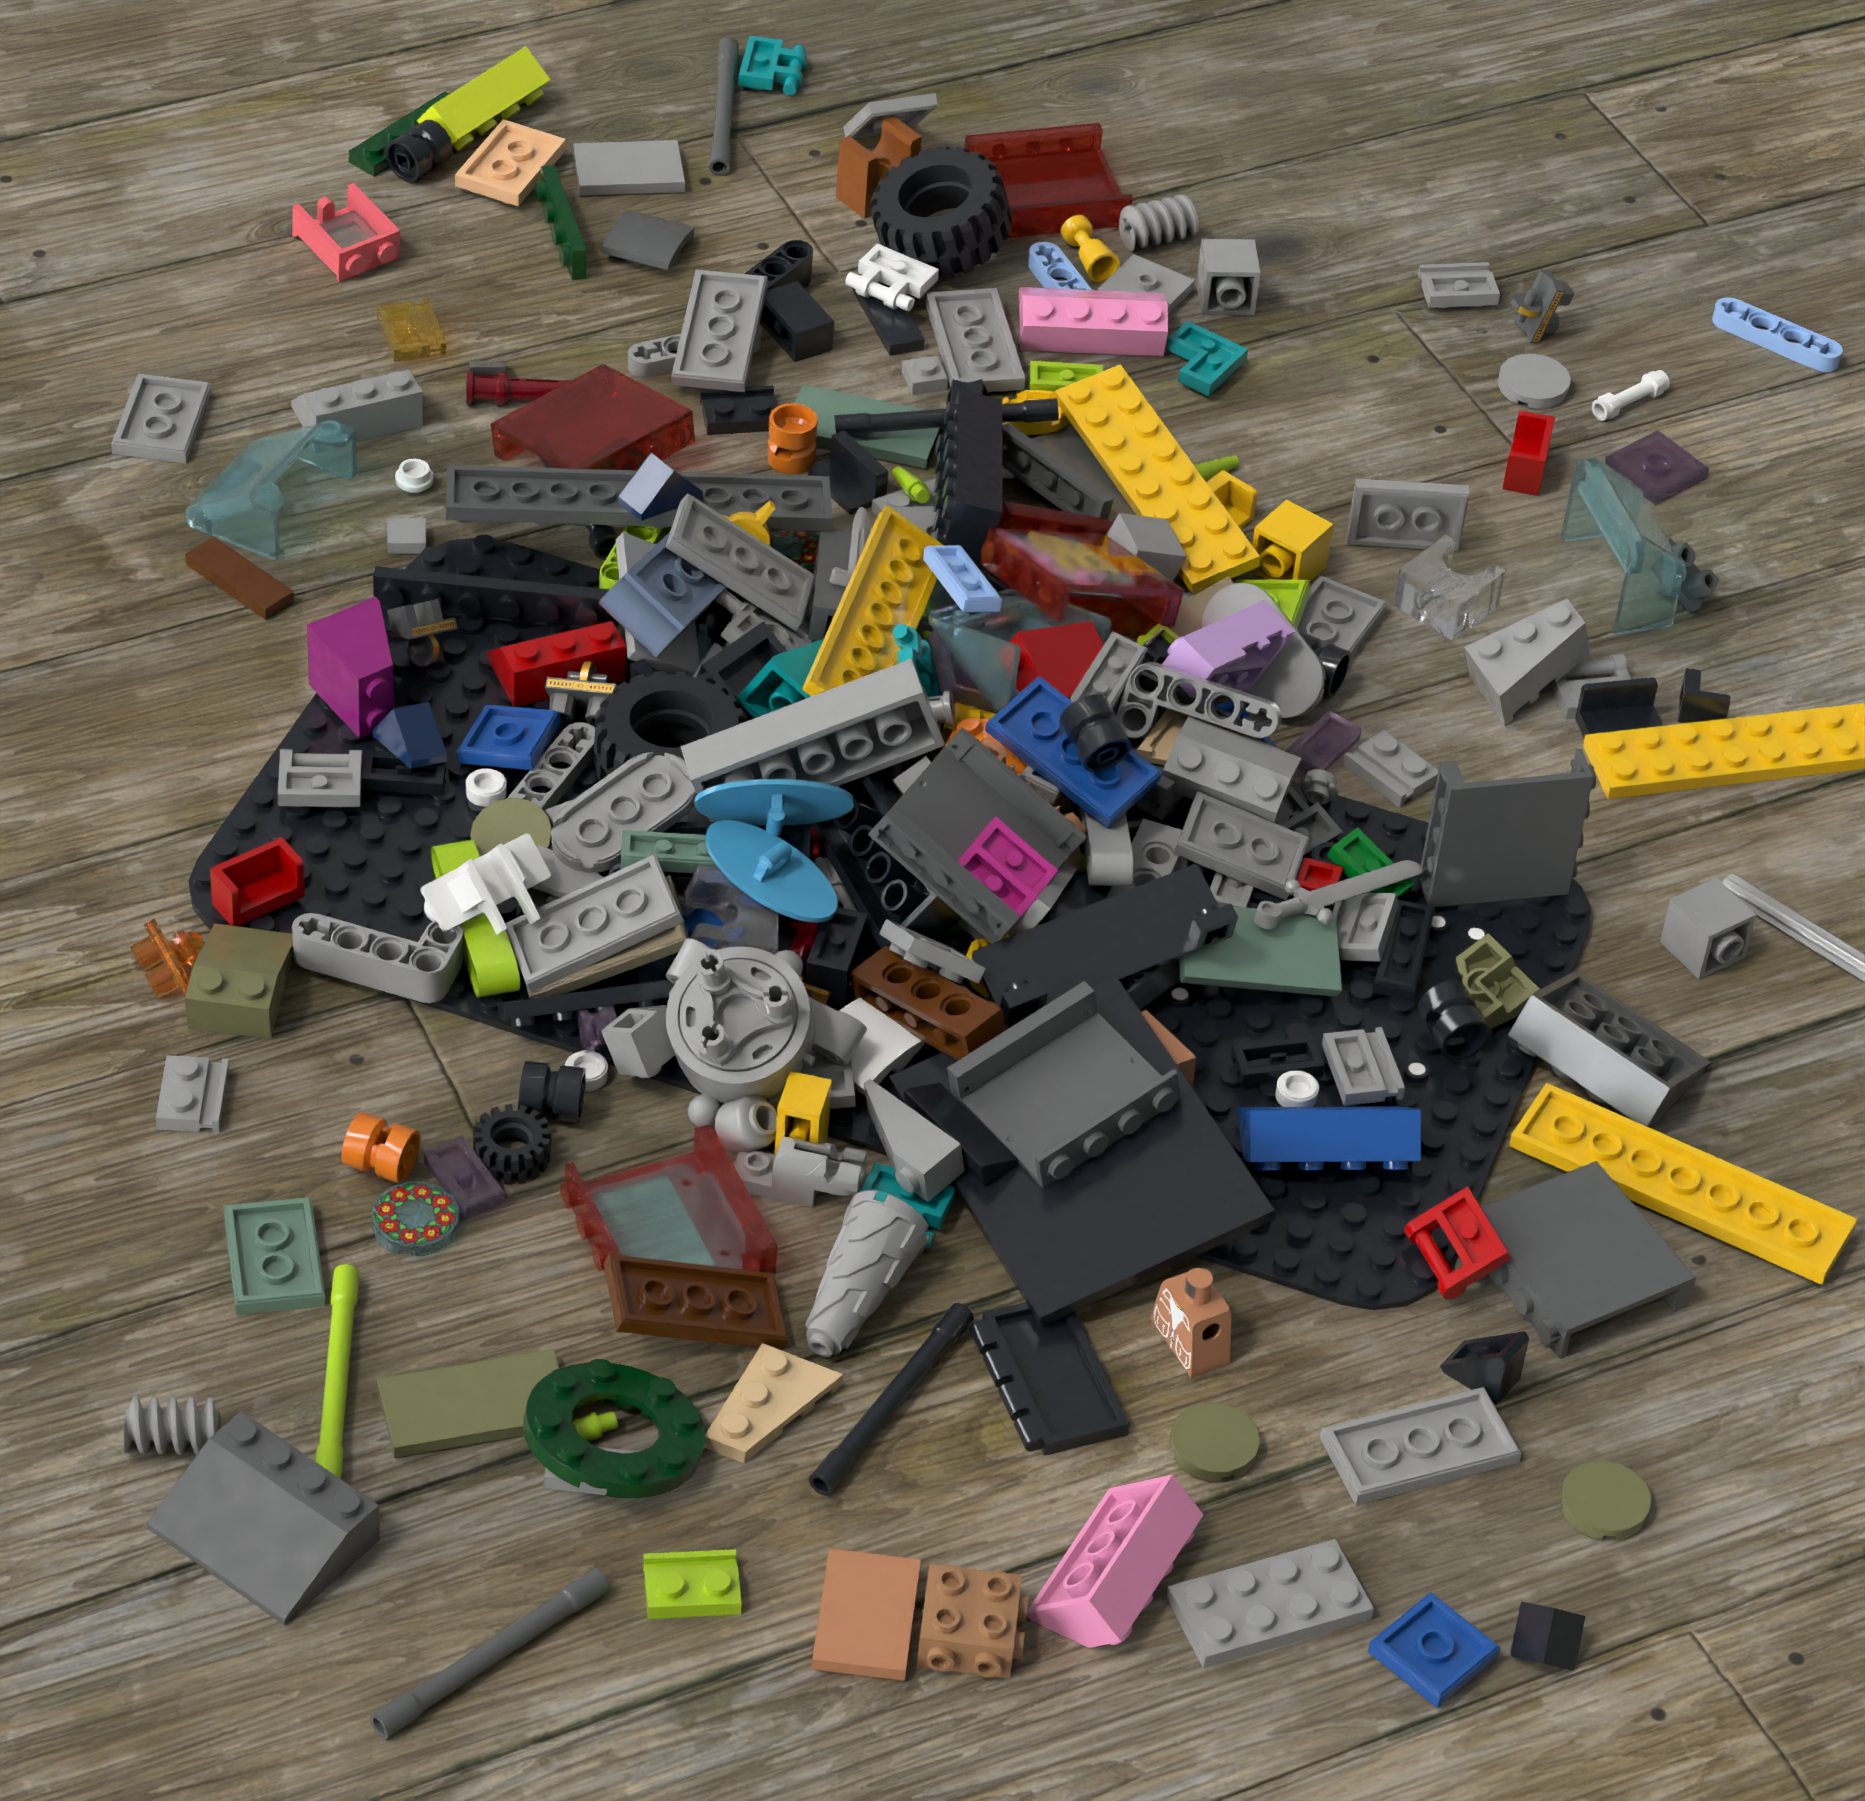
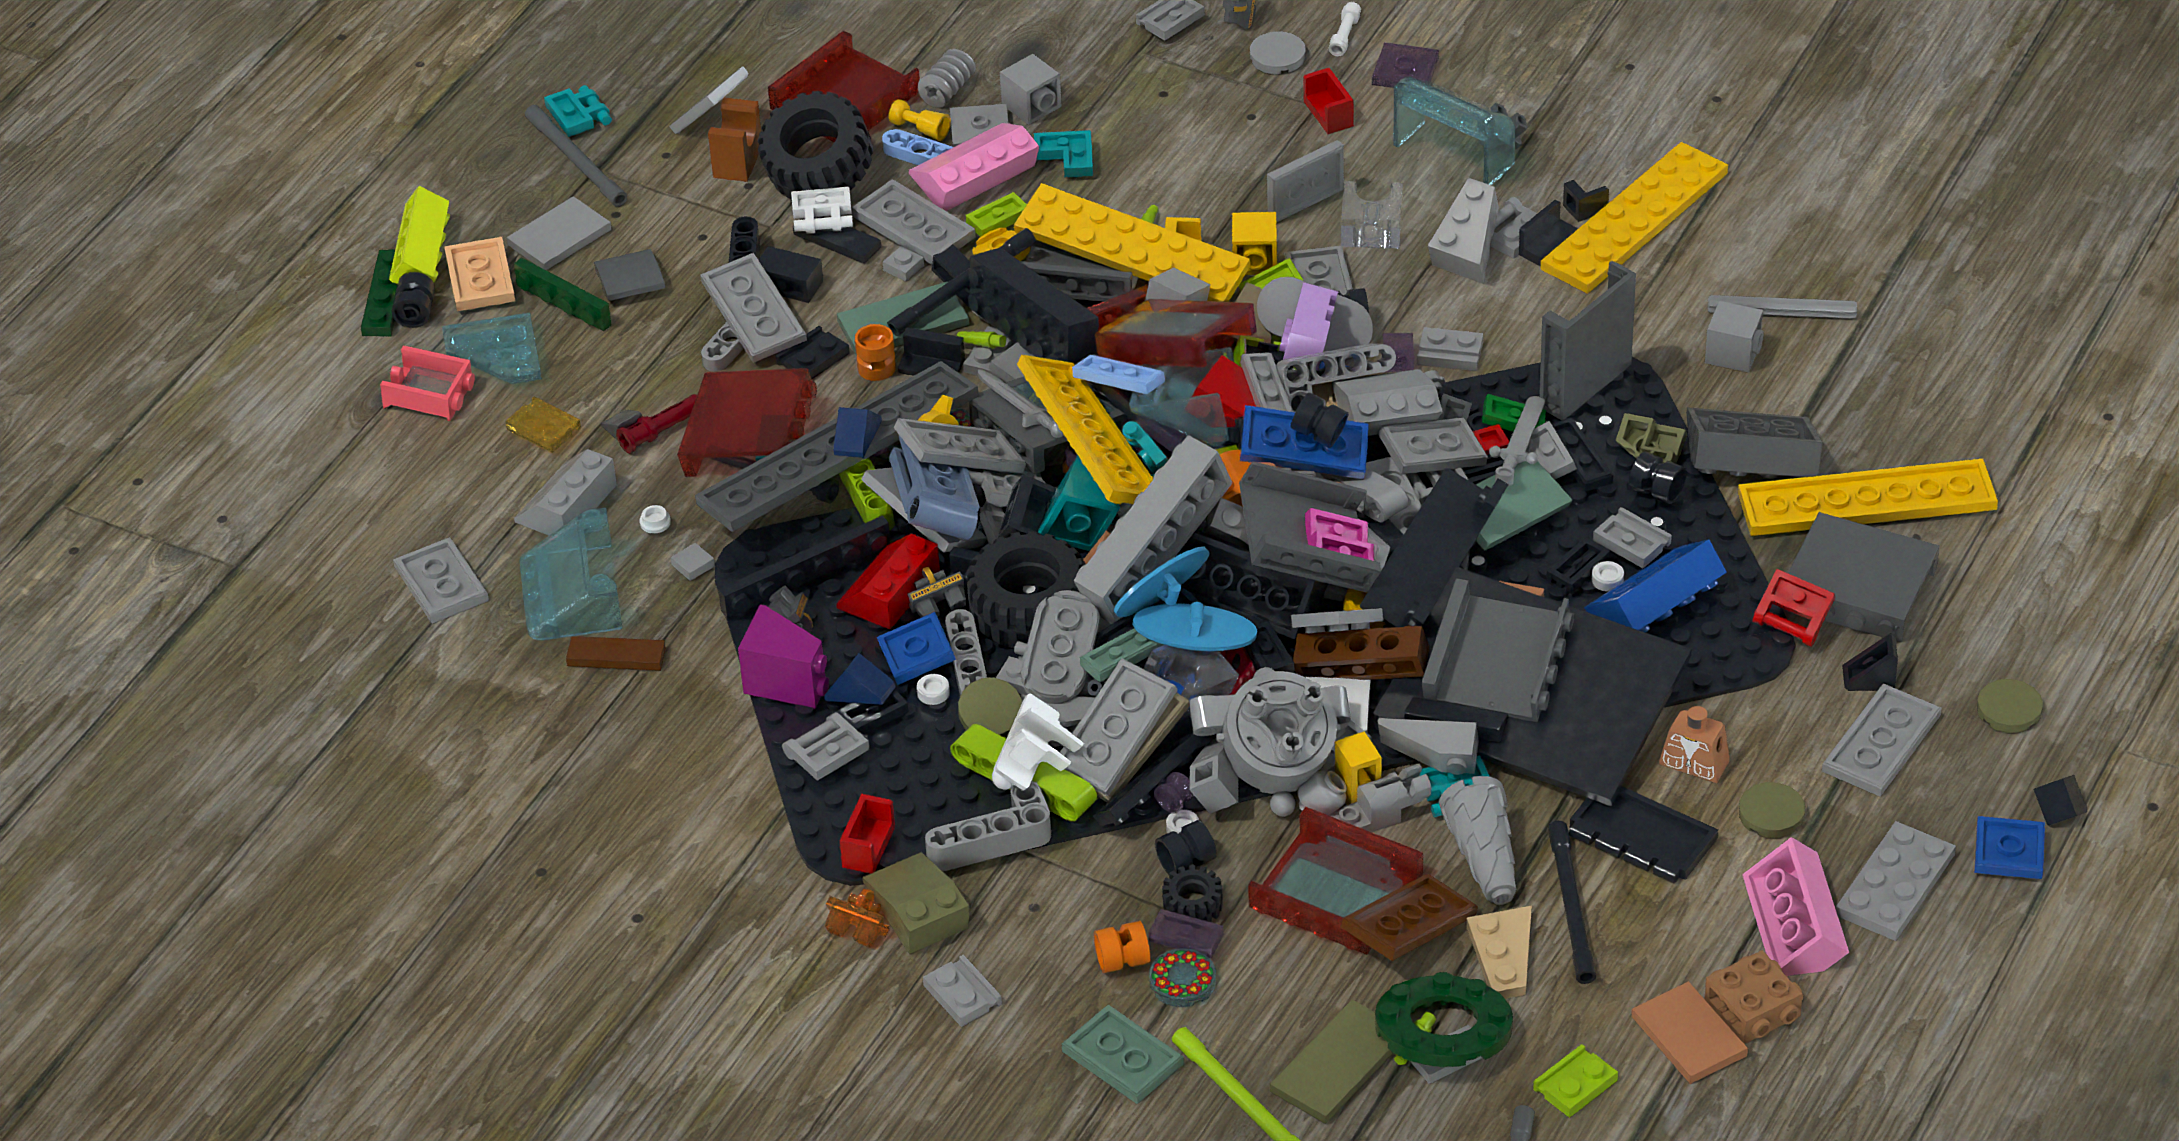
camera: 30 degrees left, 0 degrees up
(452, 236) = (497, 346): none -> clear light blue plate

